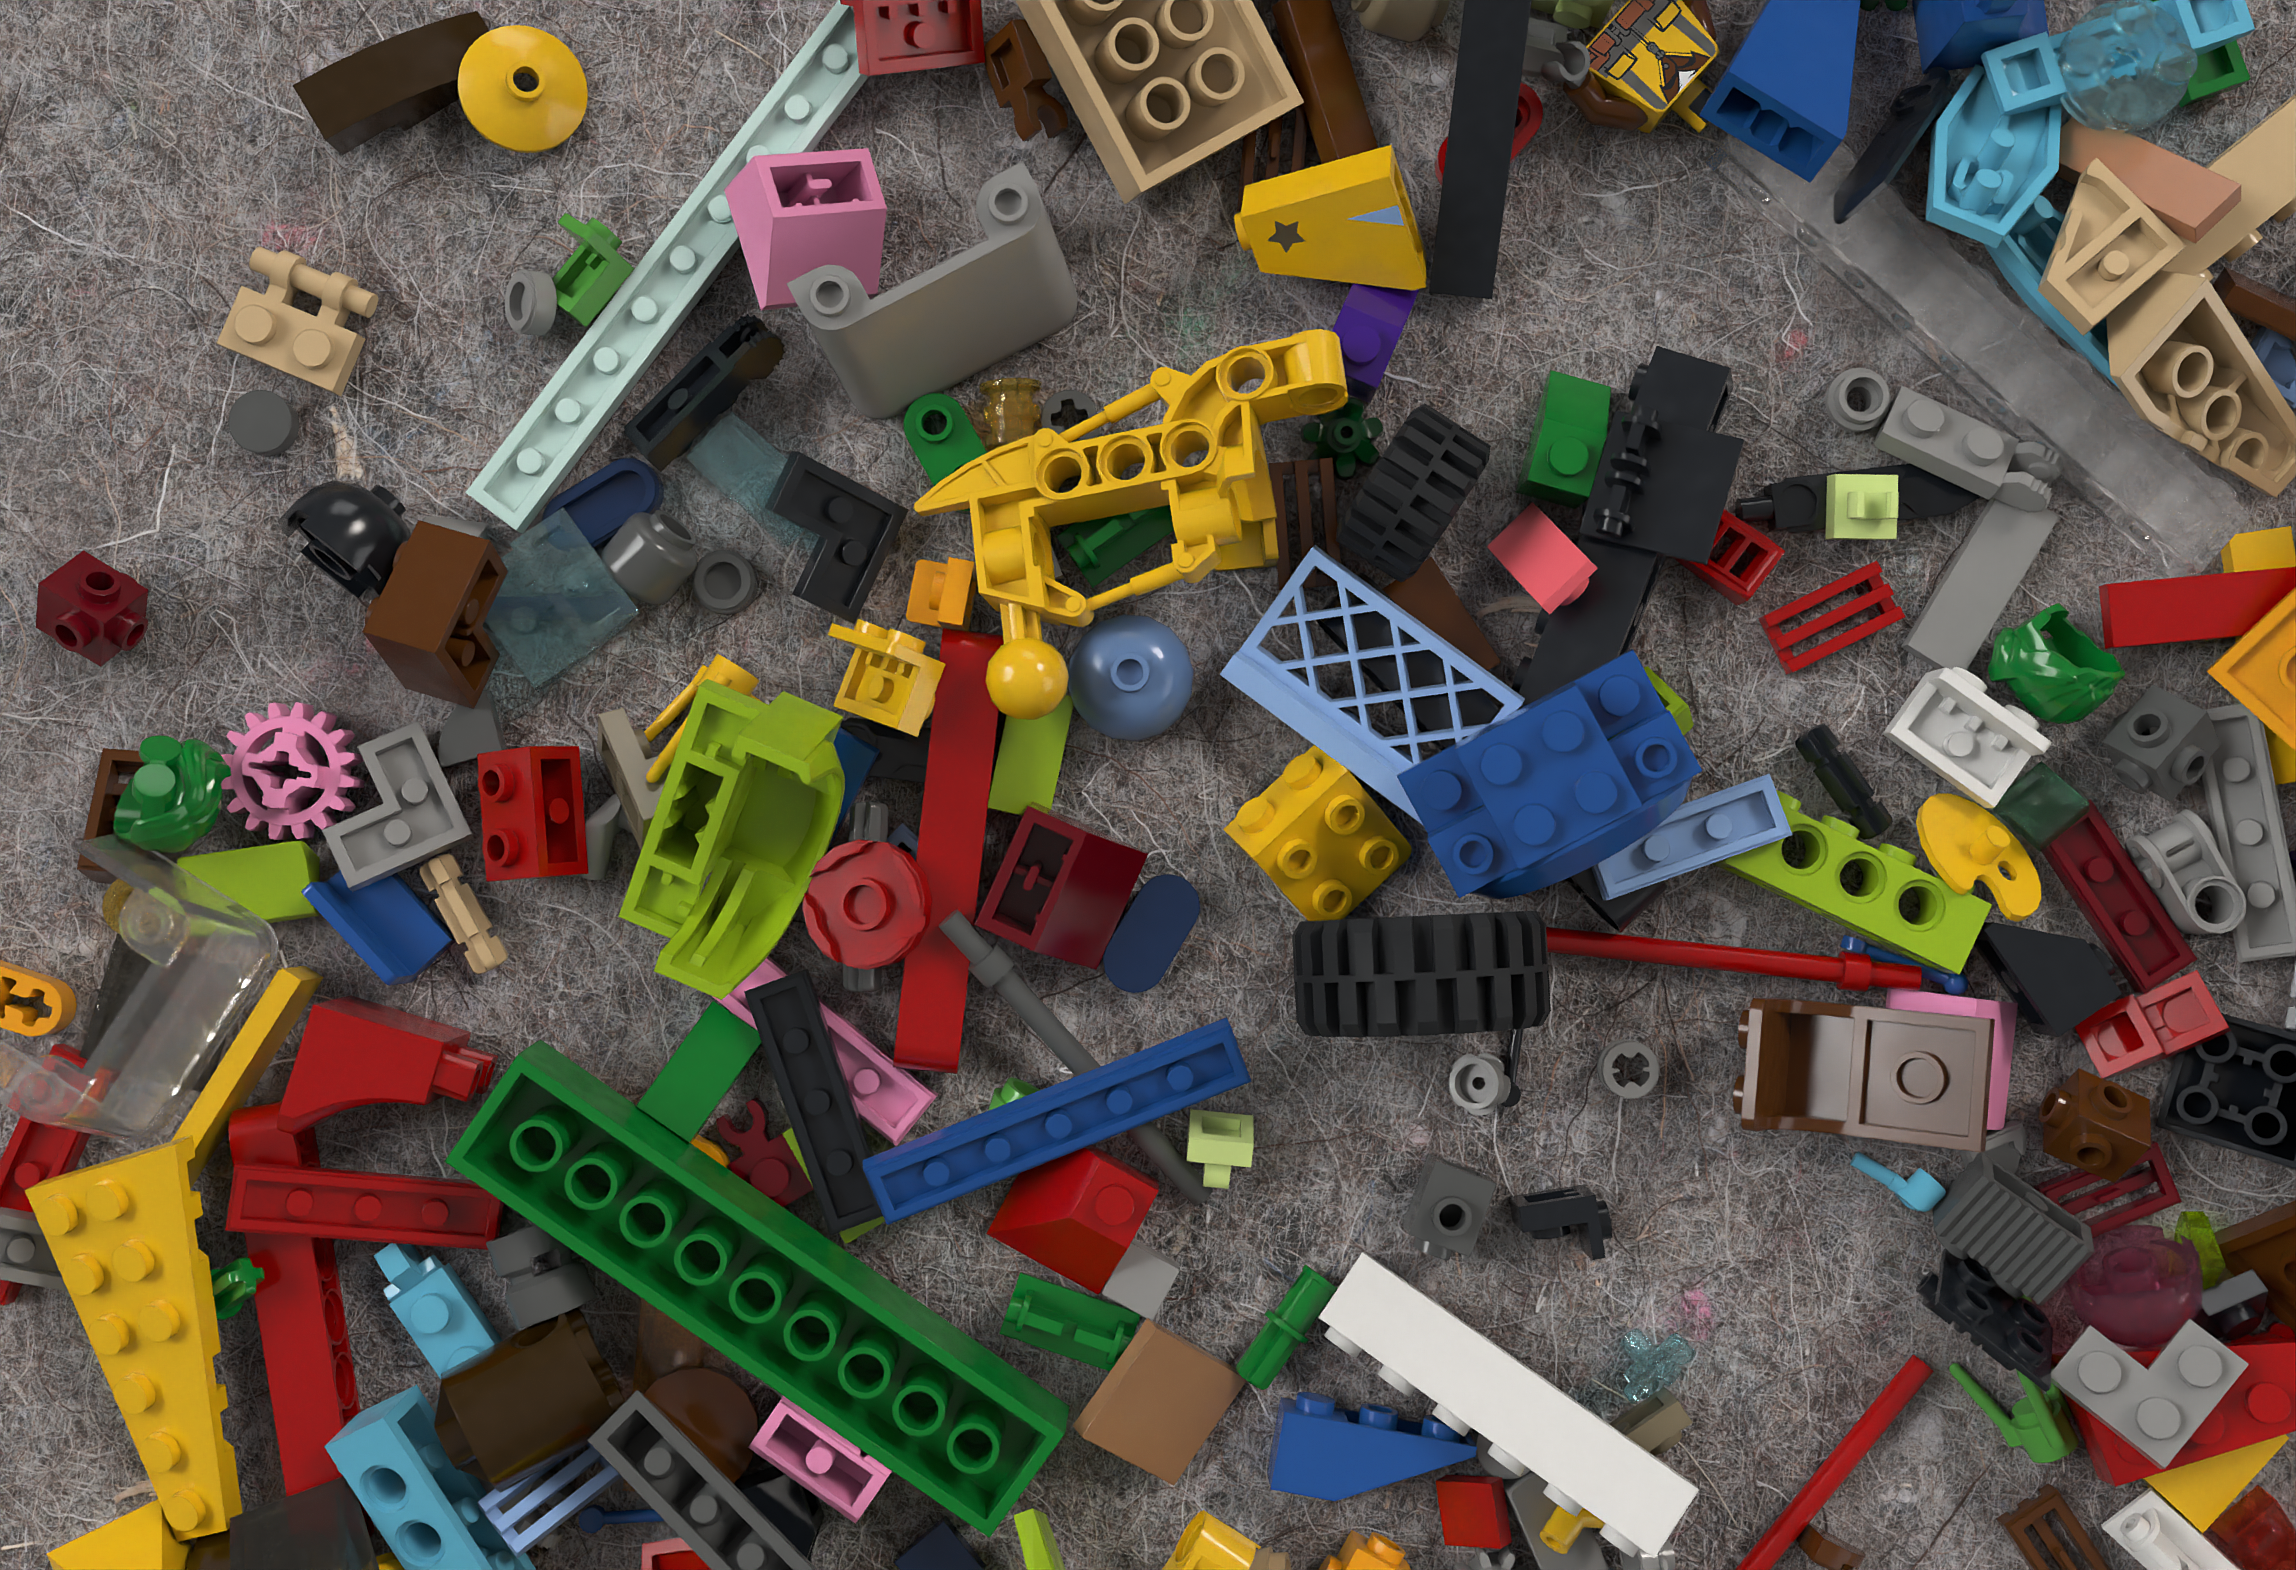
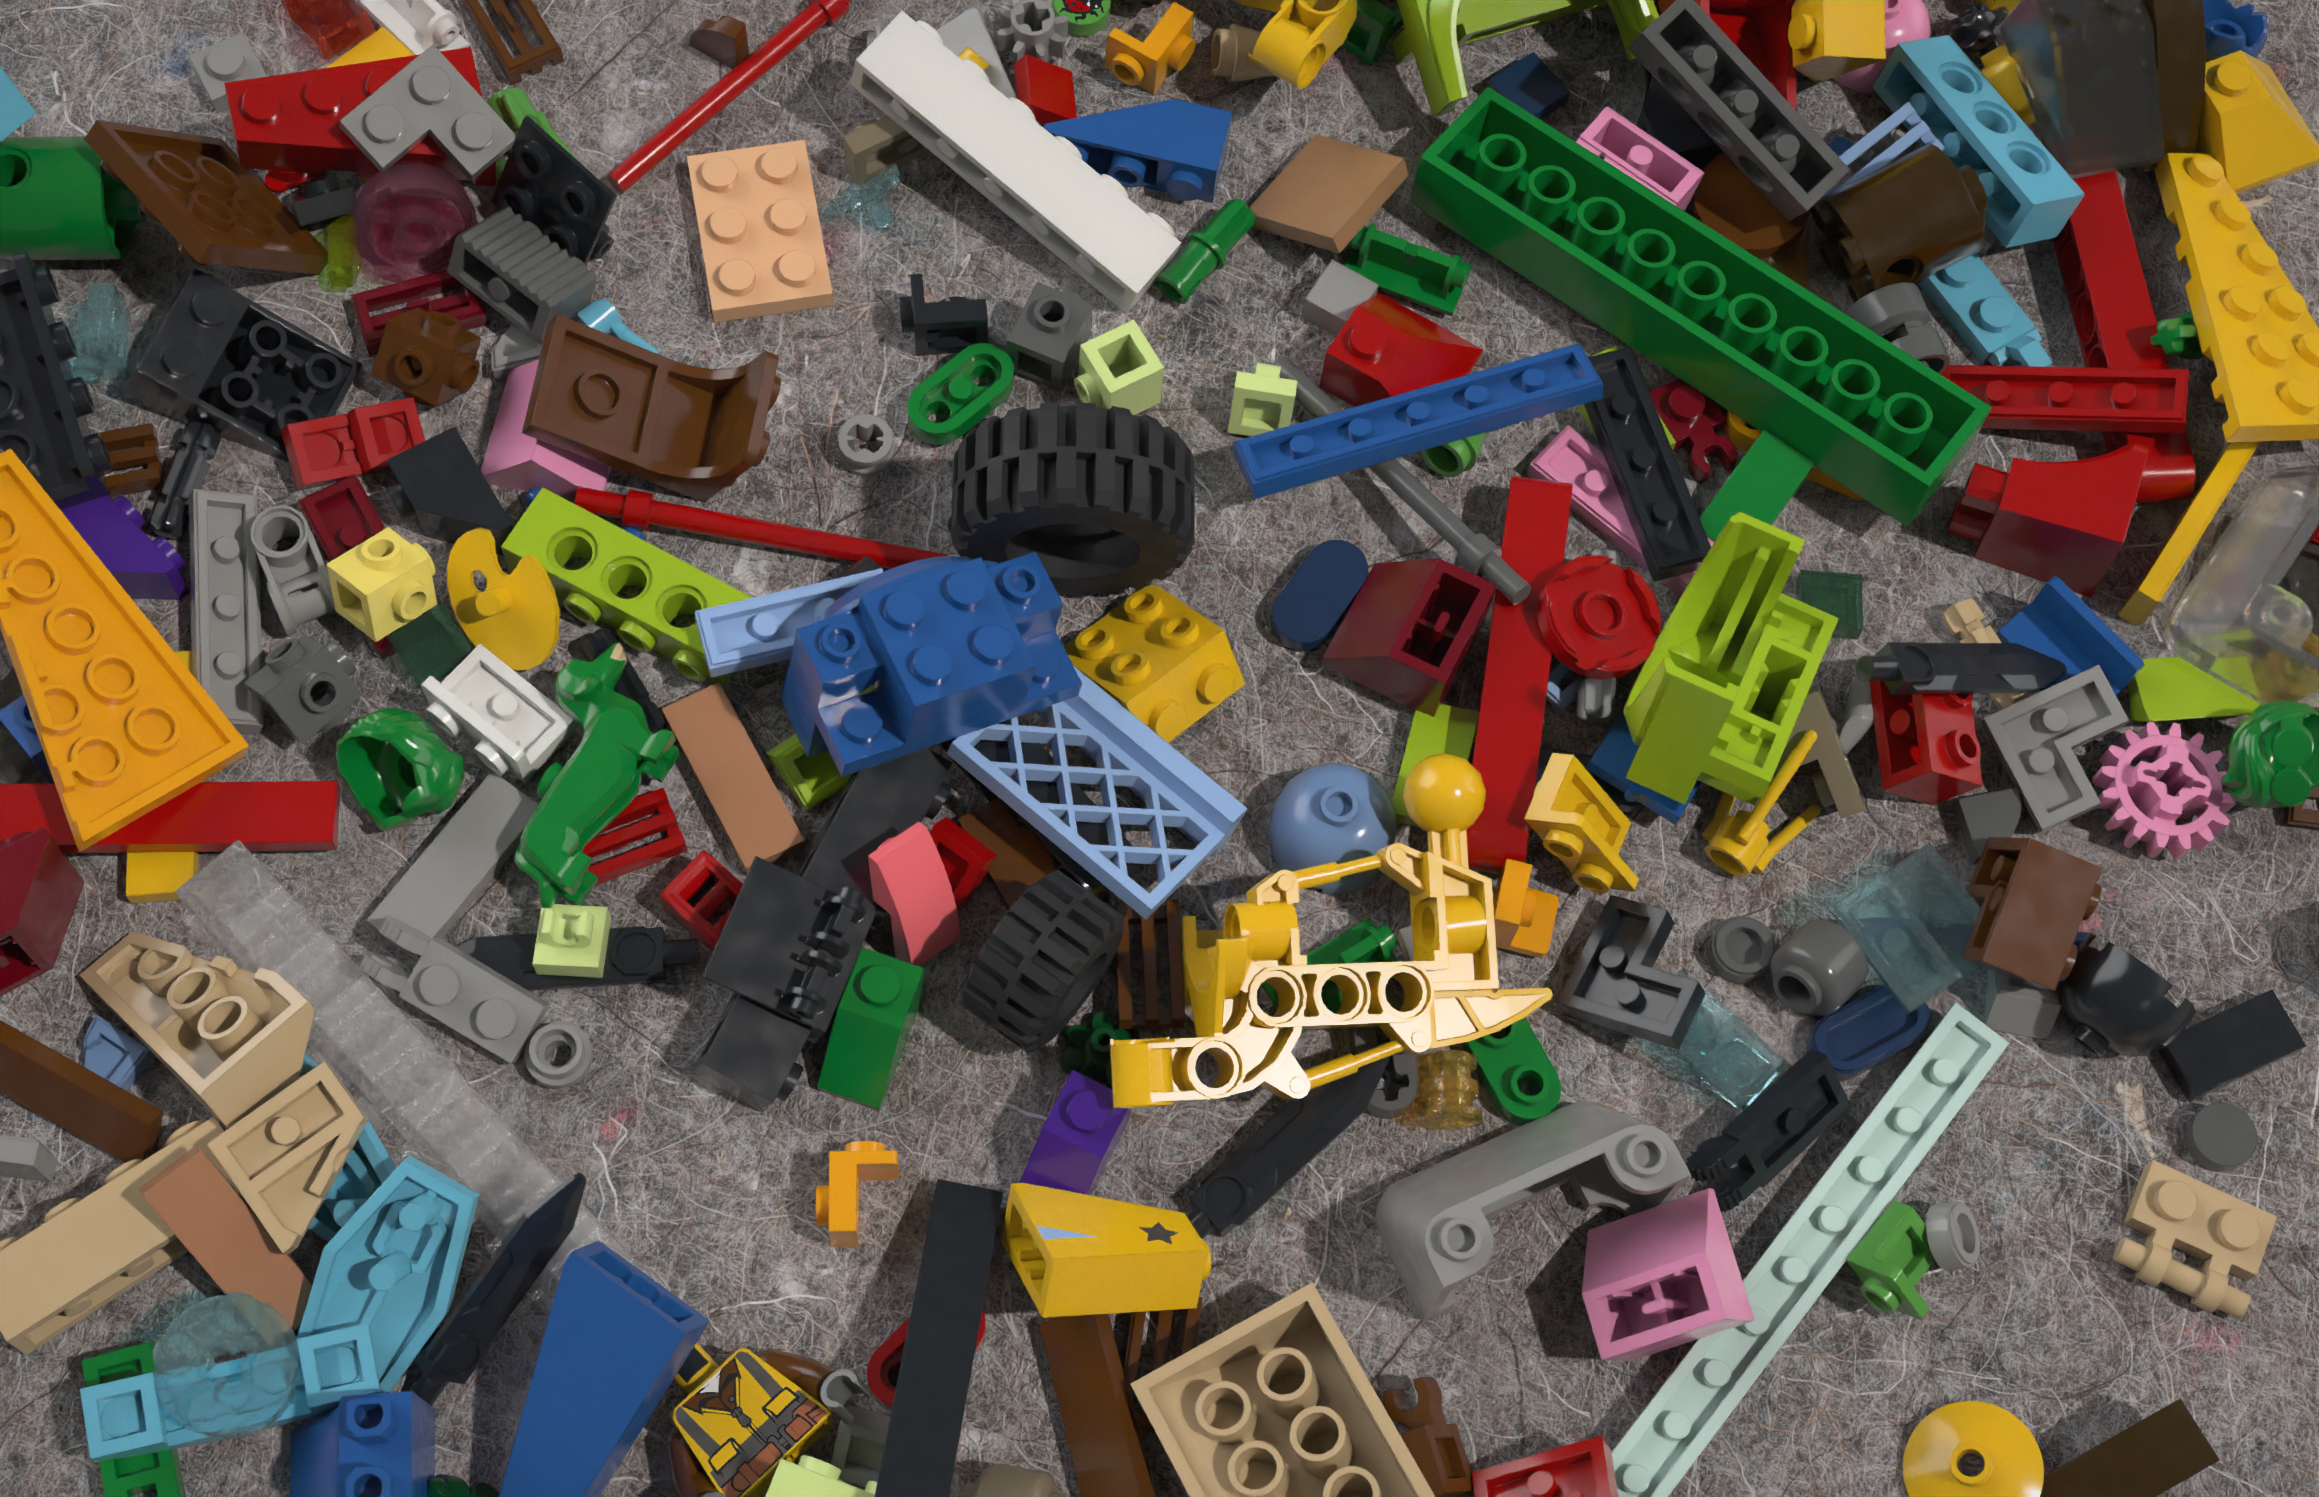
camera: 175 degrees right, 20 degrees down
(239, 515) = (2231, 1045): none -> black tile
(493, 865) = (1959, 668): none -> black piece
(624, 961) = (1836, 595): none -> clear green tile
(1175, 340) = (1281, 1150): none -> black piece
(1376, 1156) = (1120, 370): none -> yellowish green brick
(1503, 610) = (963, 858): none -> red plate
(1540, 1138) = (957, 396): none -> green plate
(1580, 270) = (839, 1202): none -> light orange bracket
(1723, 691) = (733, 777): none -> nougat tile
(1763, 1318) = (760, 231): none -> light nougat plate
(1861, 663) = (594, 782): none -> green animal
(2104, 850) = (382, 583): none -> light yellow brick

